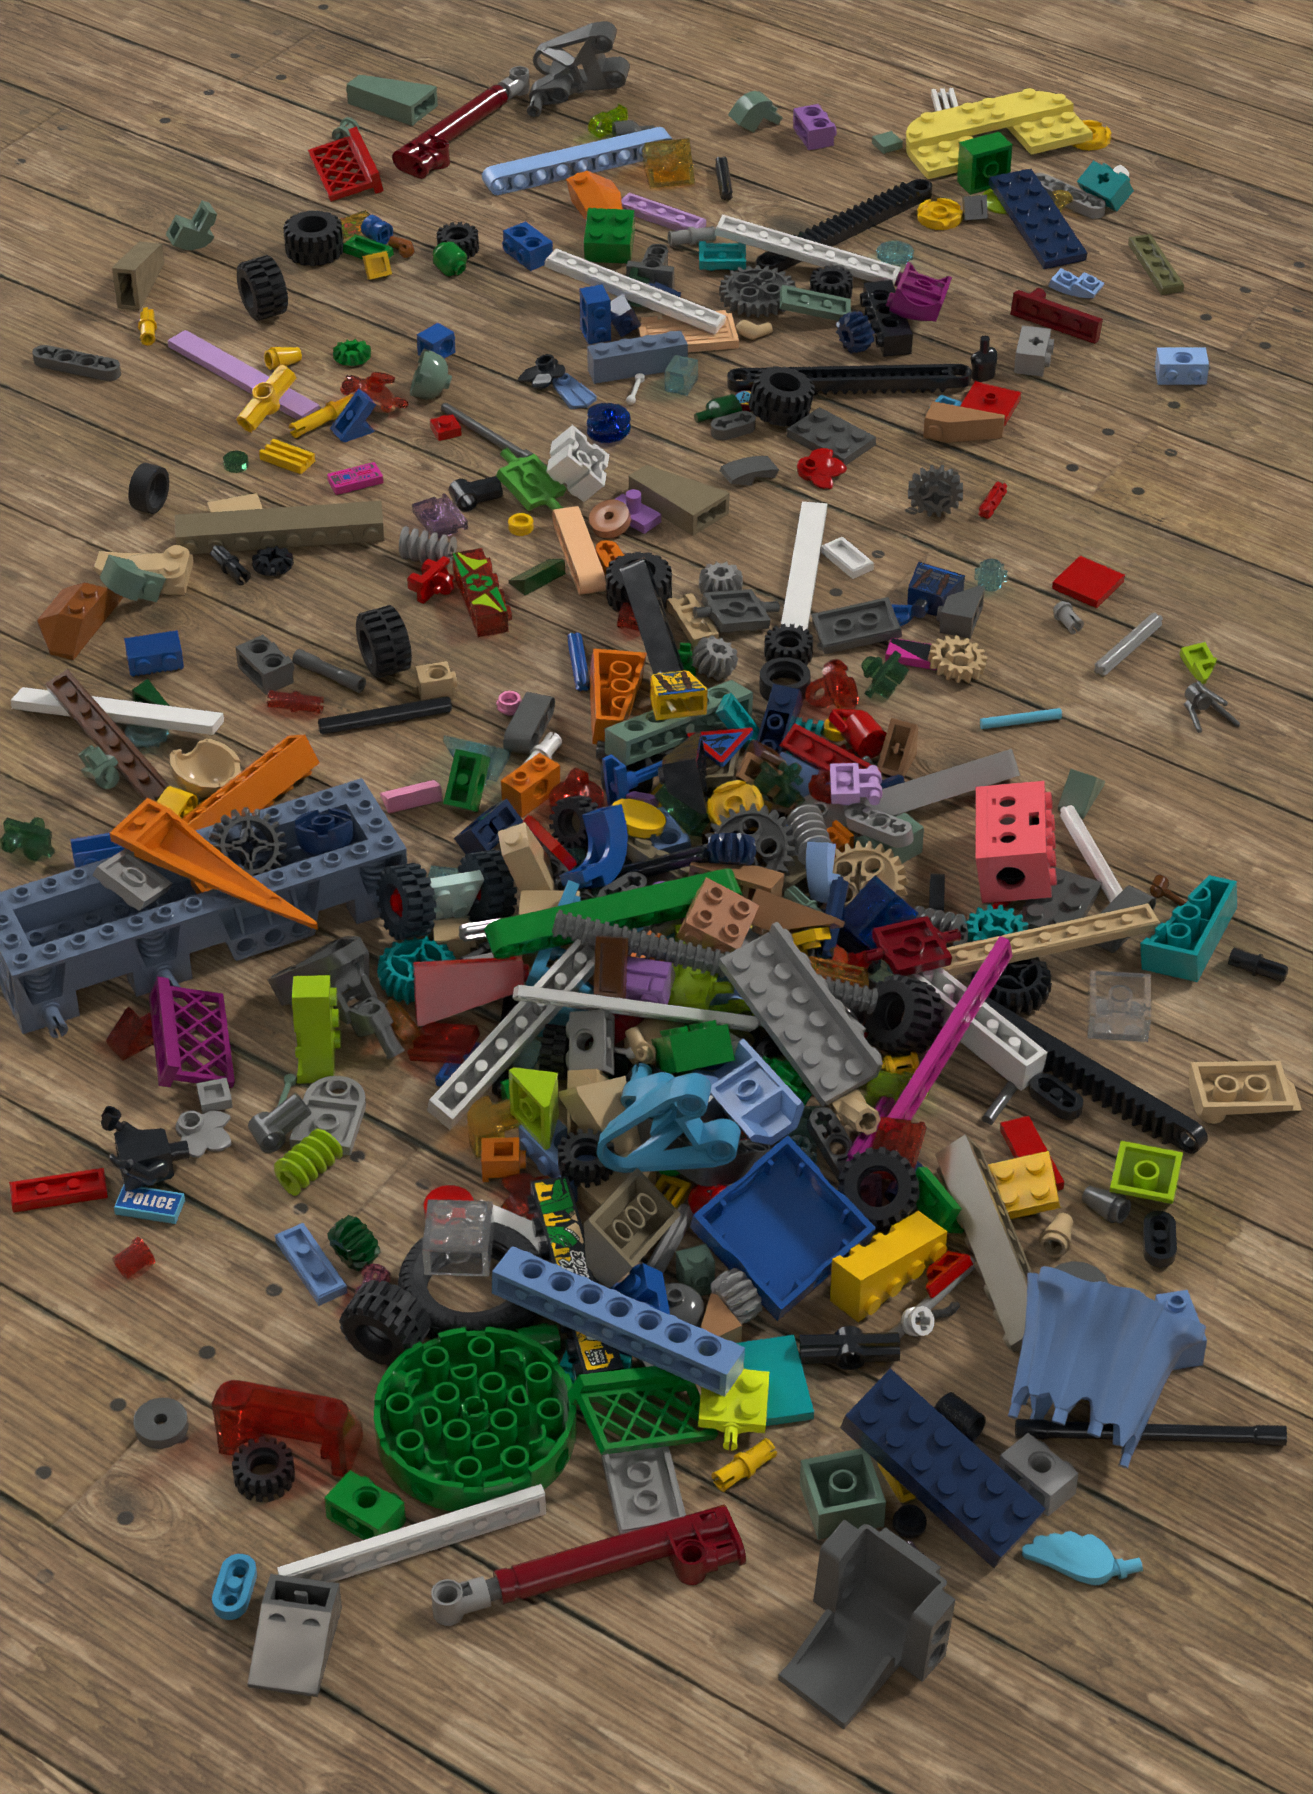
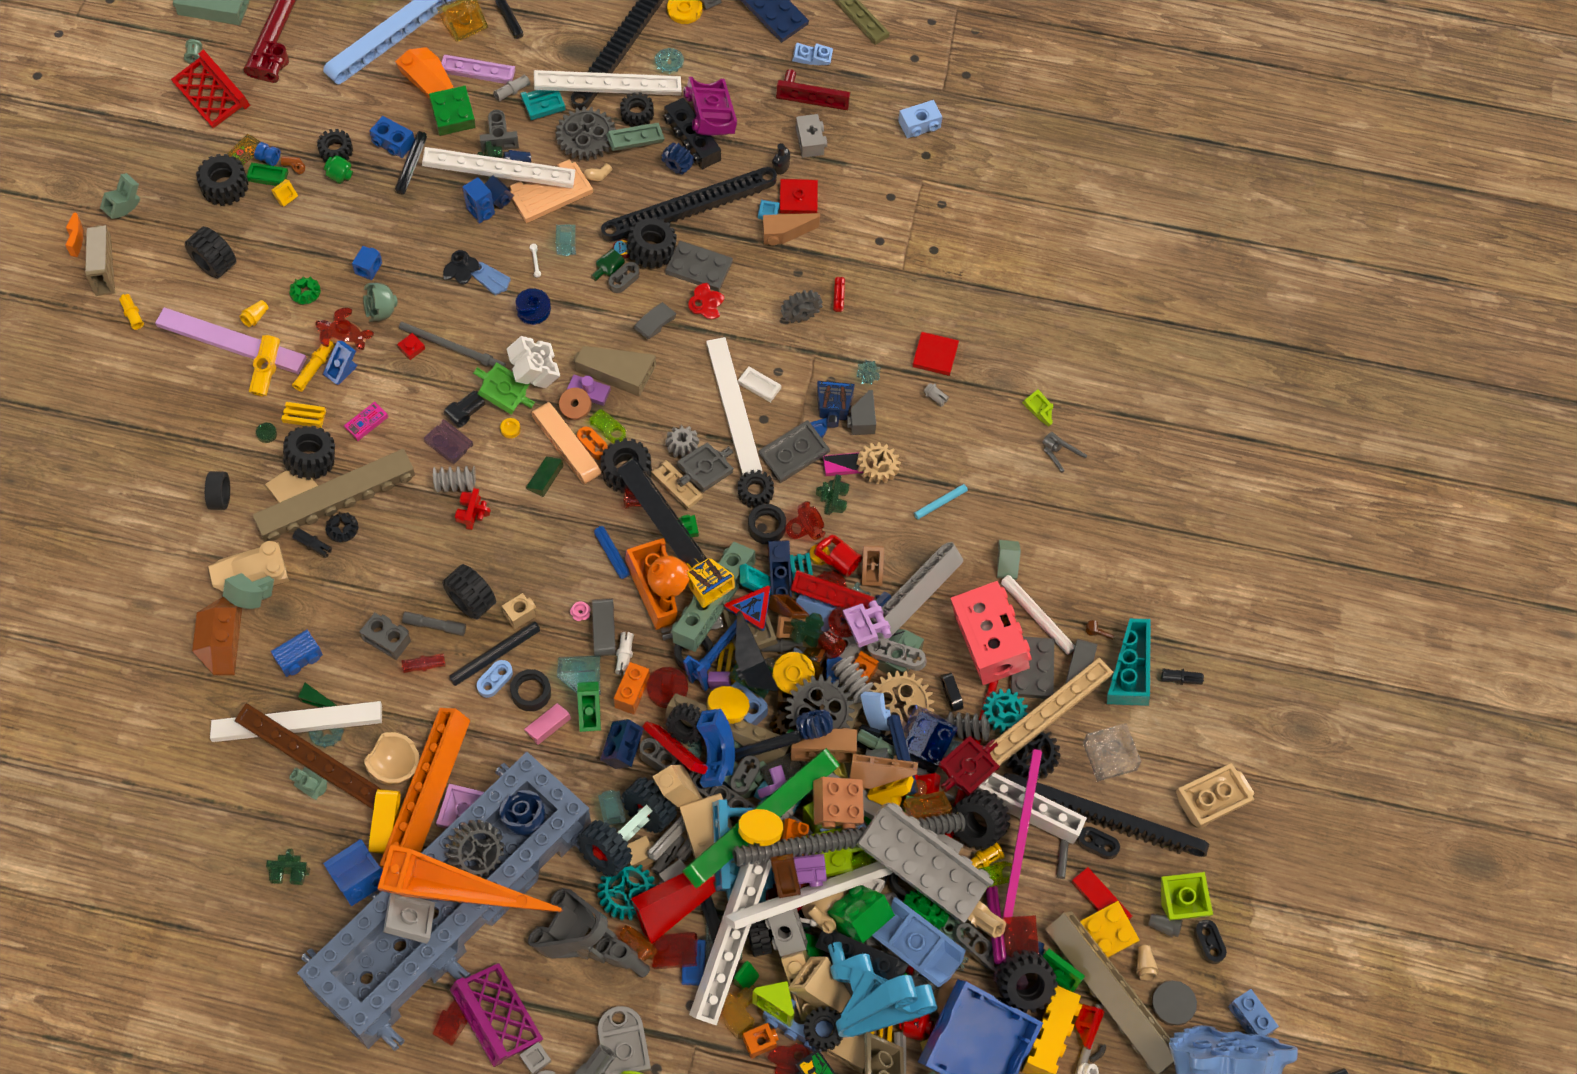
camera: 25 degrees left, 20 degrees up
(98, 366) = (93, 364): dark grey beam -> none
(126, 242) = (75, 238): none -> orange slope
(271, 480) = (306, 464): none -> black tyre
(289, 1080) = (579, 1021): sand green hinge -> none
(315, 1027) = (586, 981): lime wedge -> none
(371, 736) = (493, 679): none -> light blue plate
(407, 771) = (530, 674): none -> black tyre
(481, 592) = (513, 510): clear red brick -> none
(529, 280) = (411, 162): none -> black axle
(602, 905) = (760, 827): none -> yellow tile
(625, 671) = (668, 576): none -> orange cylinder
(633, 356) = (526, 231): sand blue brick -> none
(634, 542) = (607, 425): none -> clear neon green piece
(714, 658) = (710, 520): light grey gear -> none
(799, 797) = (833, 645): none -> clear red bush
(1128, 644) = (986, 405): light grey axle -> none

